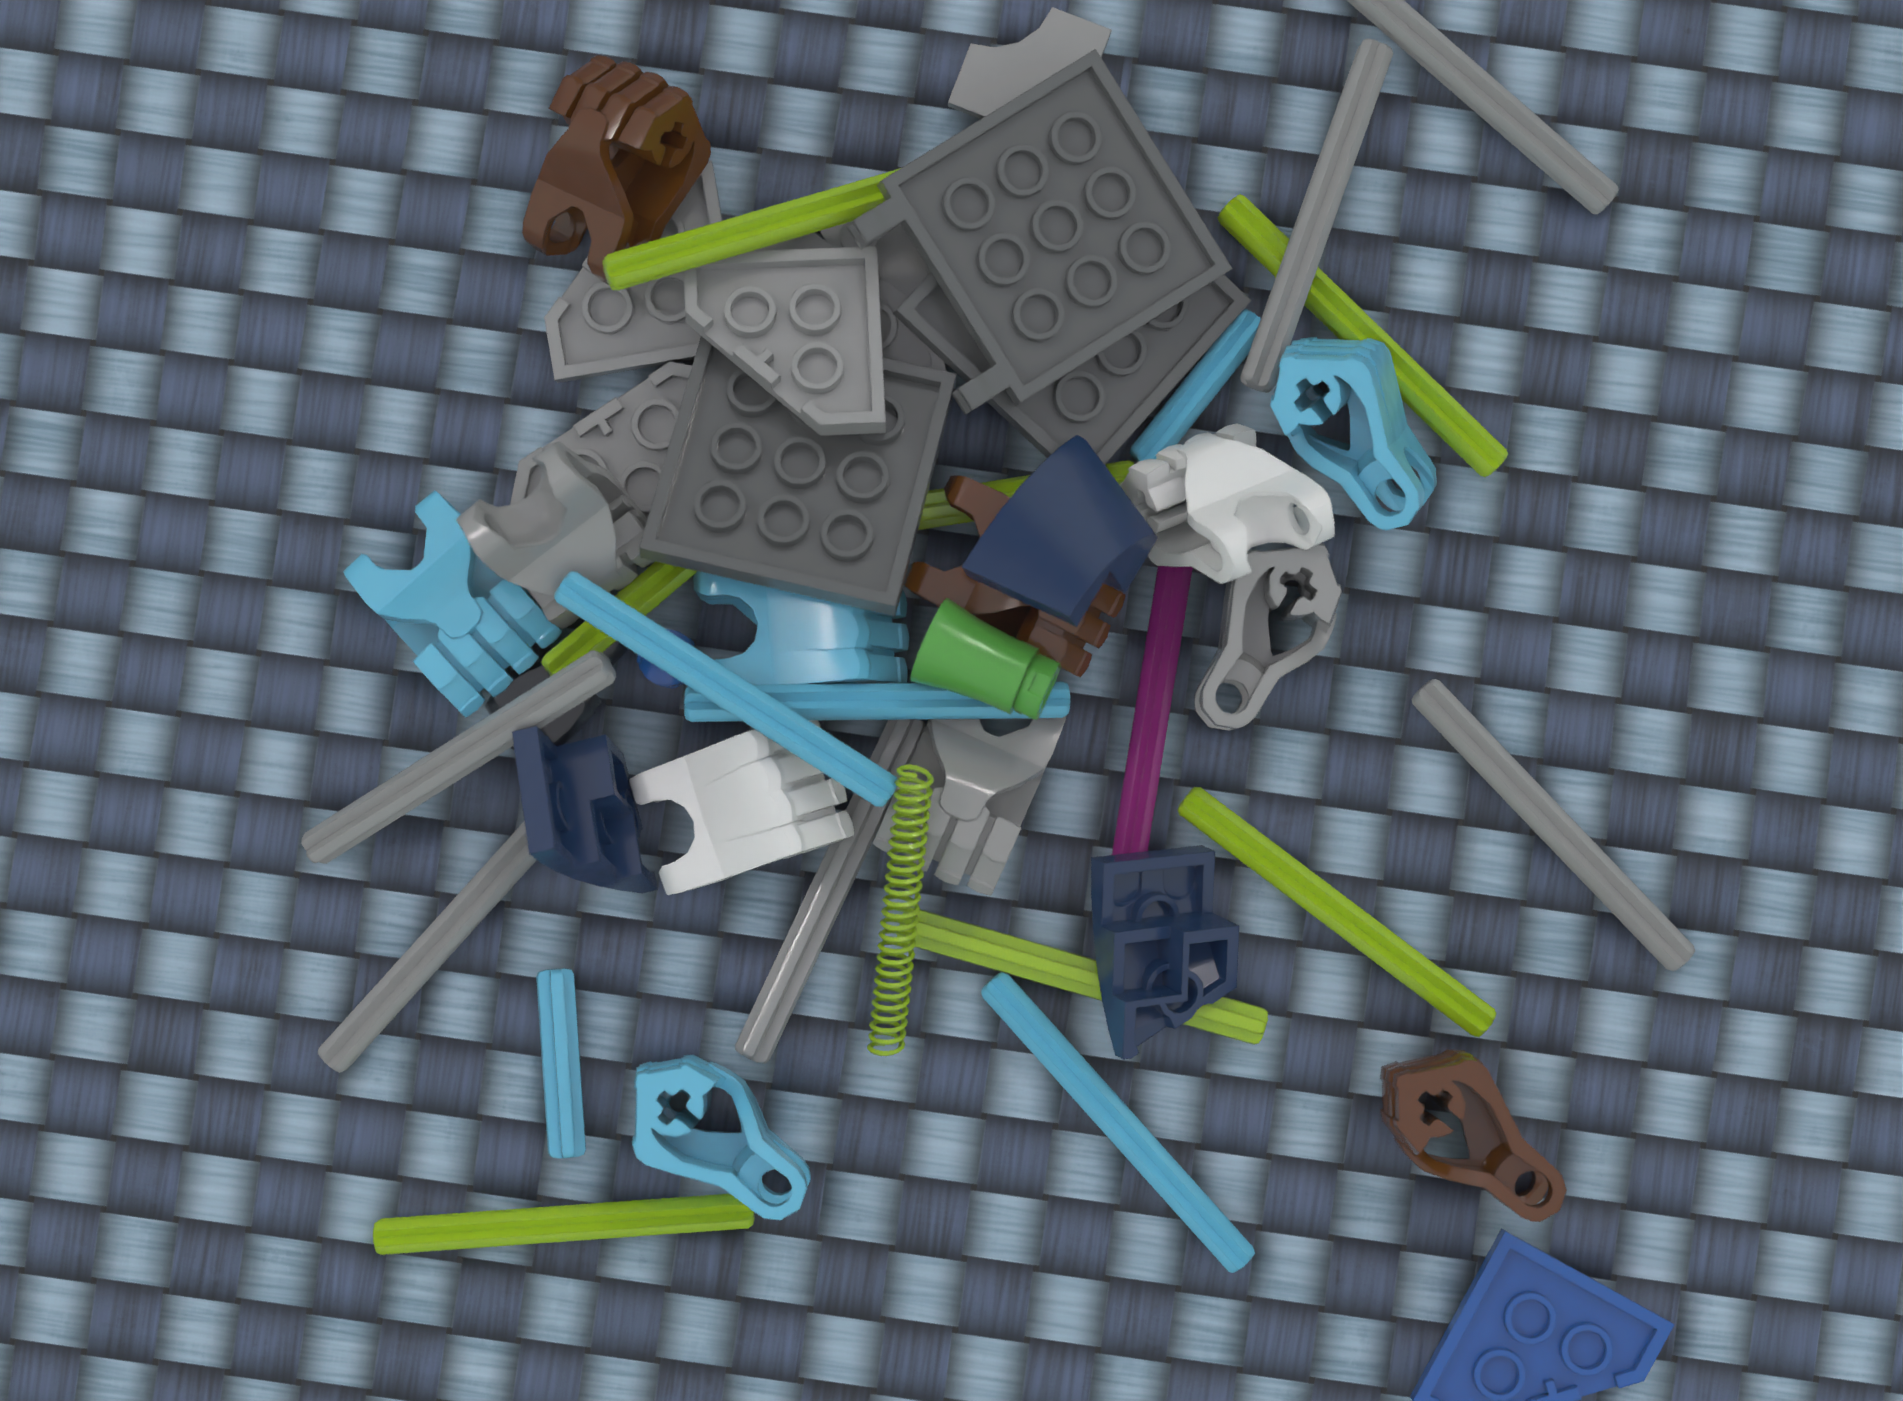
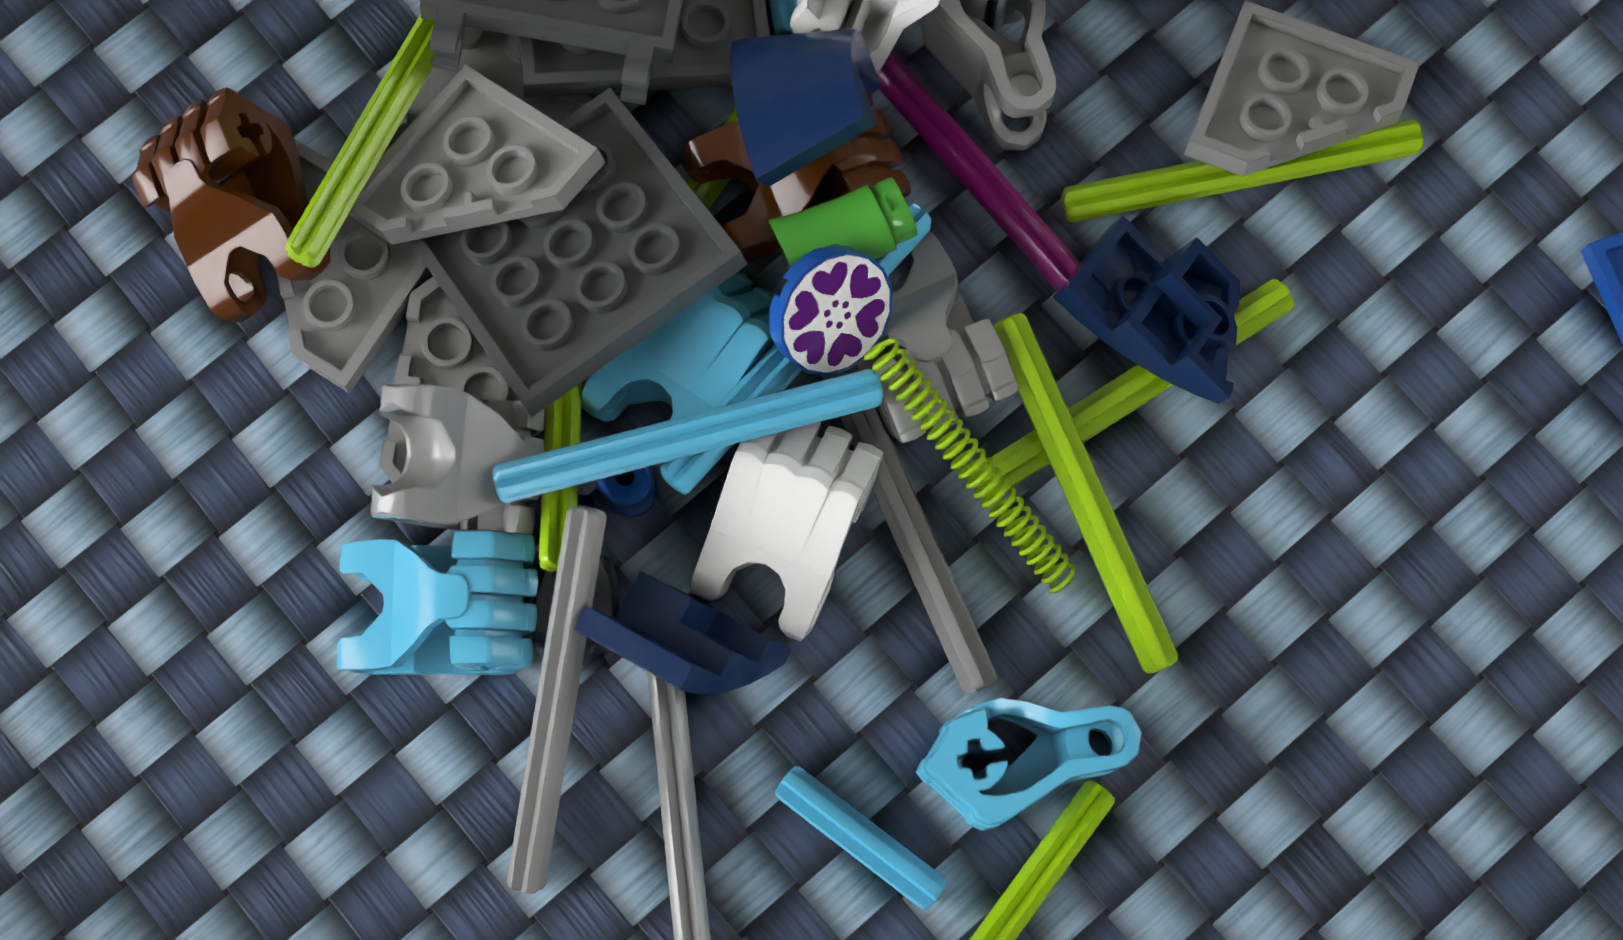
camera: 50 degrees left, 10 degrees down
(915, 709) = (831, 309): none -> tile
(961, 1008) = (1086, 496): none -> lime axle
(1118, 1122) = (1272, 456): medium azure axle -> none
(1431, 900) = (1294, 92): none -> light grey plate
(1492, 1139) = (1446, 206): reddish brown piece -> none

